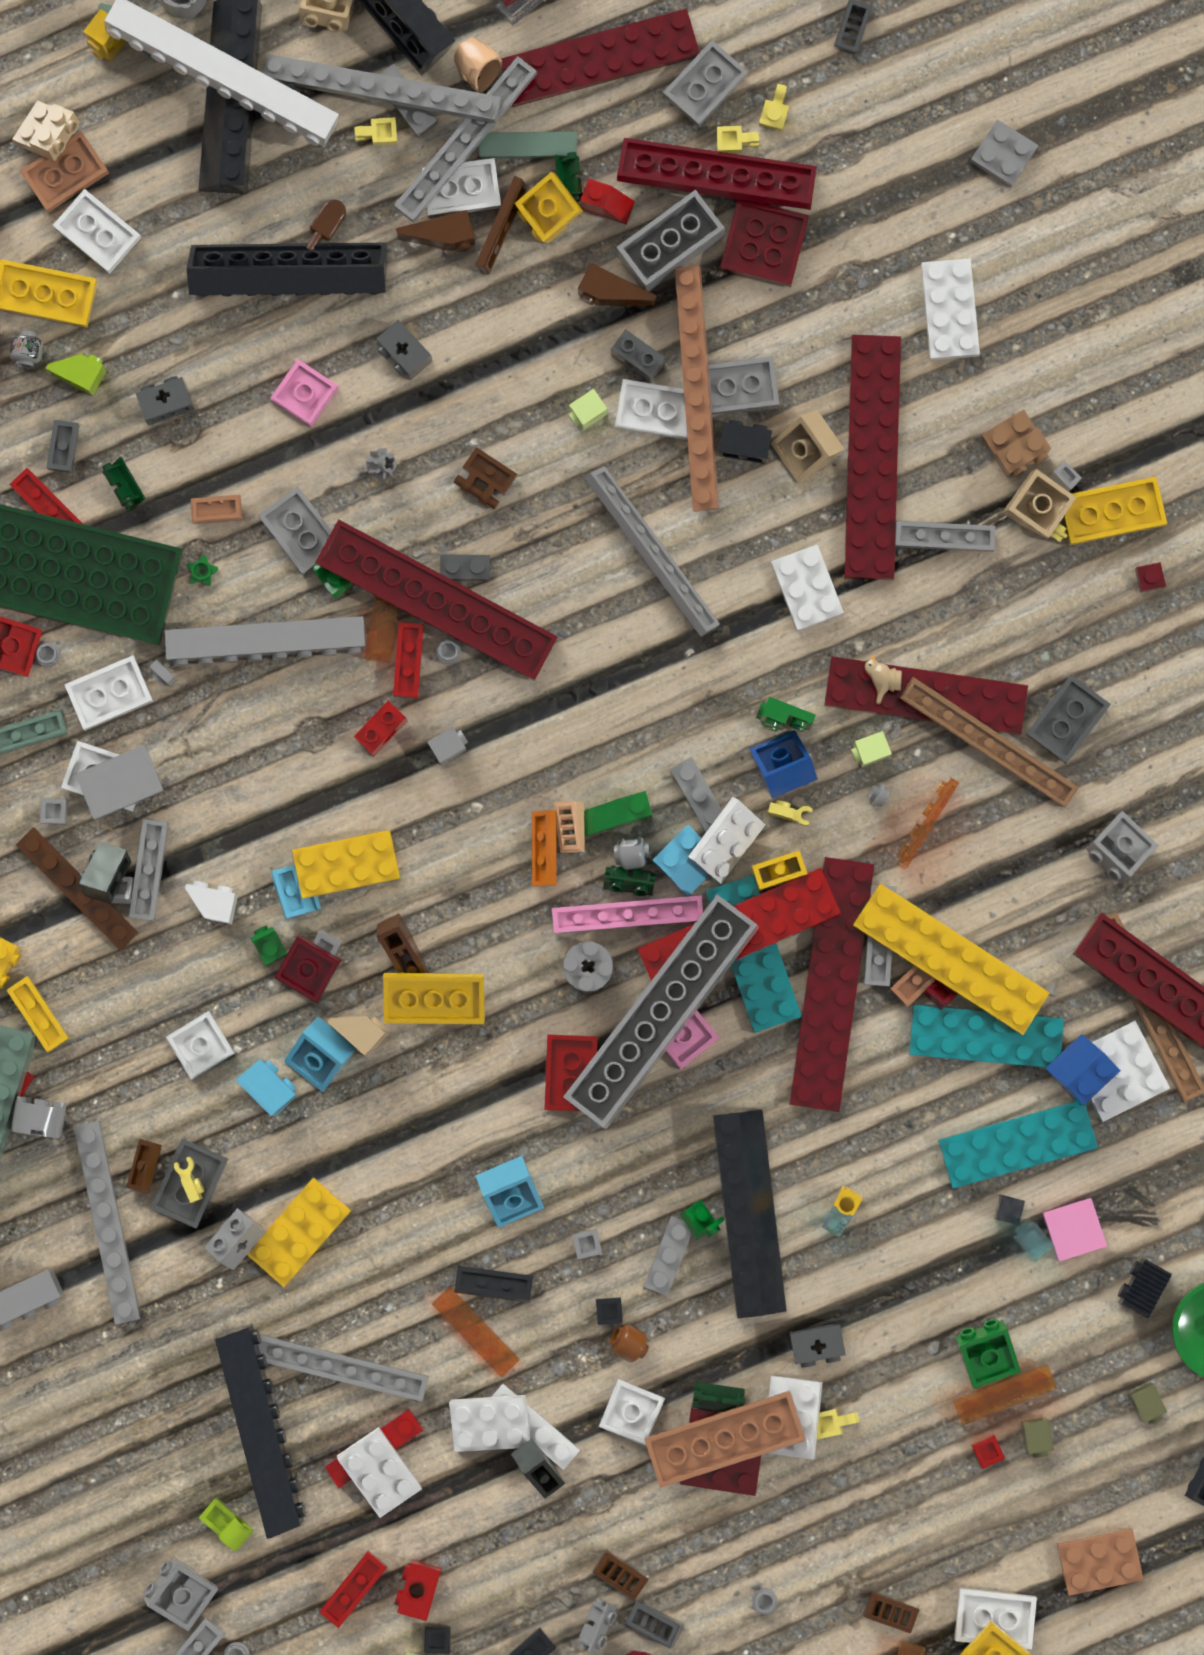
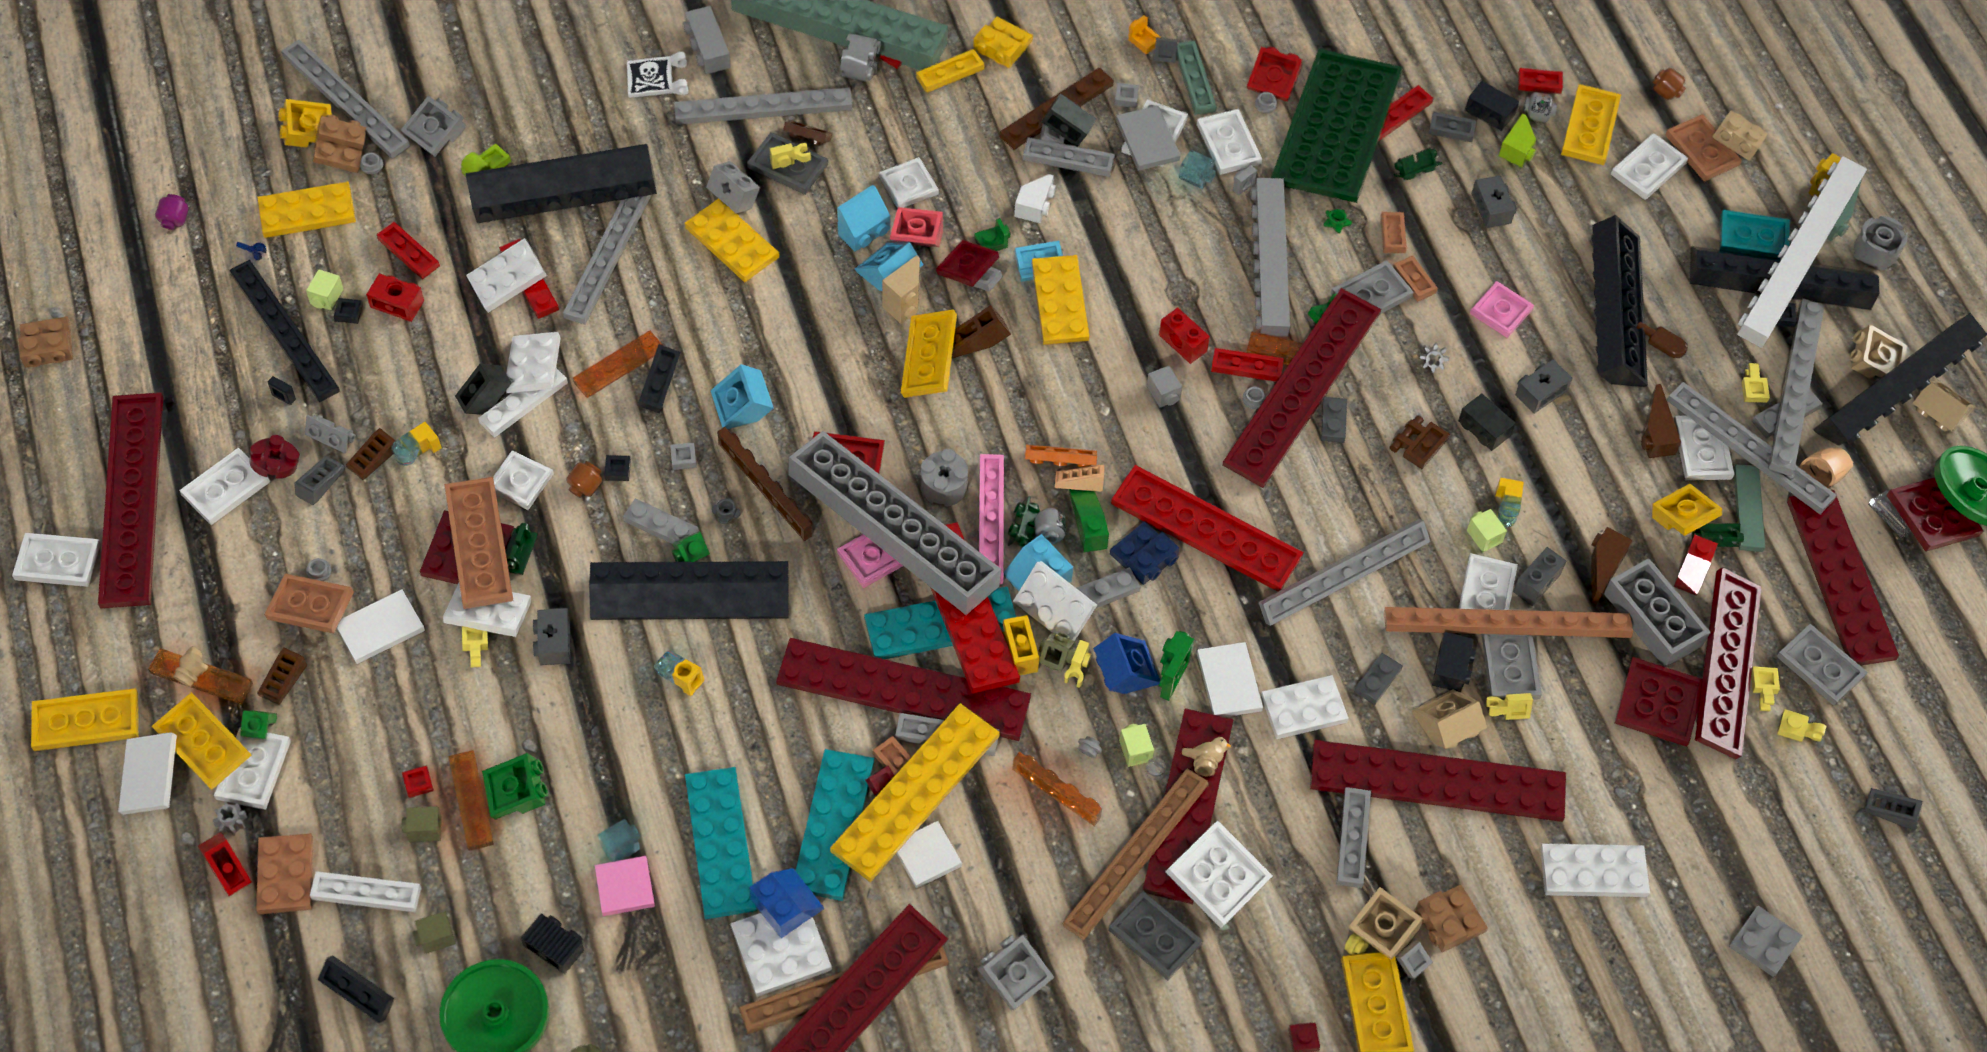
camera: 90 degrees right, 25 degrees down
(30, 403) = (1491, 105): none -> black brick
(77, 1356) = (654, 76): none -> flag
(153, 725) = (1197, 169): none -> clear light blue brick
(180, 122) = (1753, 234): none -> teal plate
(276, 485) = (1416, 278): none -> nougat plate
(277, 1027) = (918, 227): none -> coral slope
(456, 409) = (1486, 422): none -> pearl dark grey brick
(501, 226) = (1663, 472): reddish brown tile -> none
(551, 385) = (1511, 498): none -> leg
(603, 1160) = (760, 478): none -> reddish brown plate
(610, 1538) = (415, 443): none -> leg
(614, 693) = (1207, 528): none -> red plate
(647, 1182) = (725, 504): none -> dark grey plate
(650, 754) = (1145, 553): none -> dark blue plate
(767, 516) = (1378, 678): none -> dark grey plate
(776, 833) = (1051, 656): none -> olive brick
(786, 662) = (1229, 680): none -> white tile
(787, 383) = (1513, 707): none -> light yellow plate
(808, 1601) = (309, 603): none -> nougat plate
(821, 1525) = (379, 626): none -> white tile
(948, 1623) = (256, 723): none -> green bracket
(1003, 662) = (1219, 874): none -> white plate
(1009, 940) = (928, 855): none -> white tile
(1009, 1209) = (655, 825): black slope -> none
(1056, 1635) = (229, 818): none -> light grey gear
(1100, 1623) = (224, 864): none -> red slope
(1112, 1478) = (365, 891): none -> white plate

